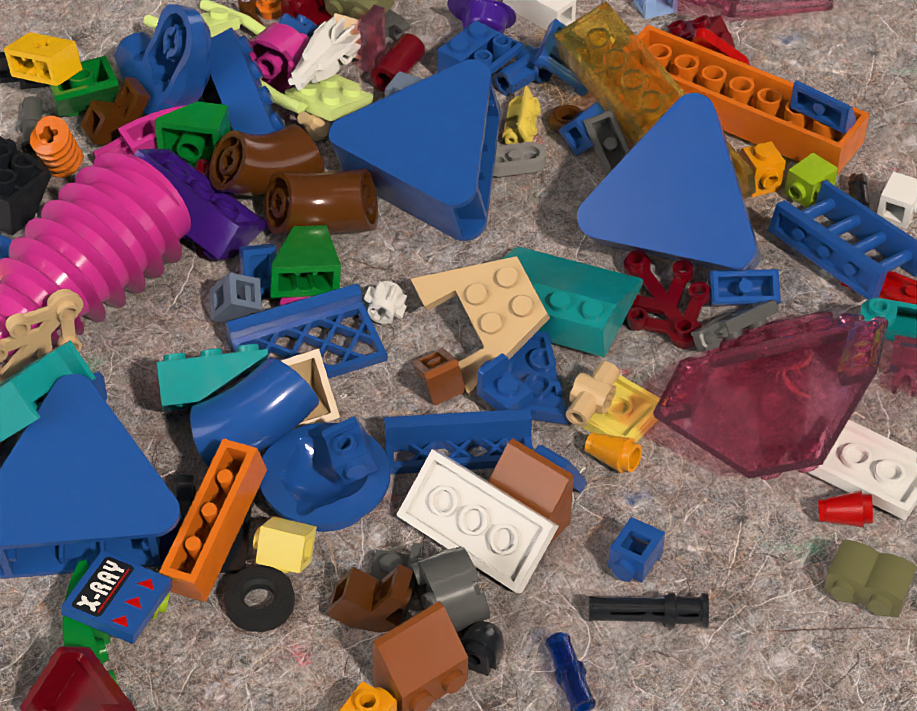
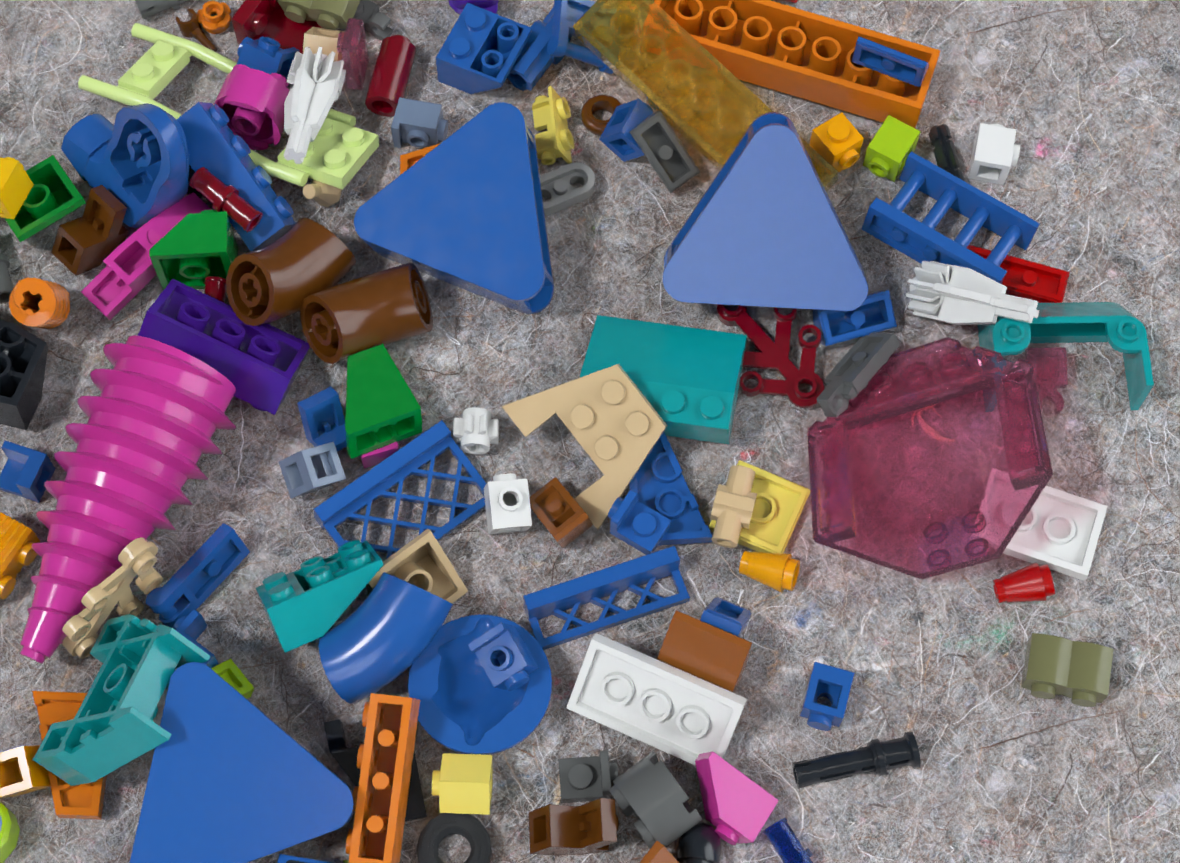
camera: 15 degrees left, 20 degrees up
(123, 349) = (198, 576): none -> blue plate
(233, 98) = (225, 199): none -> dark red pin
(393, 357) = (507, 504): none -> white brick
(524, 607) = (732, 800): none -> slope
(843, 280) = (964, 296): none -> white piece

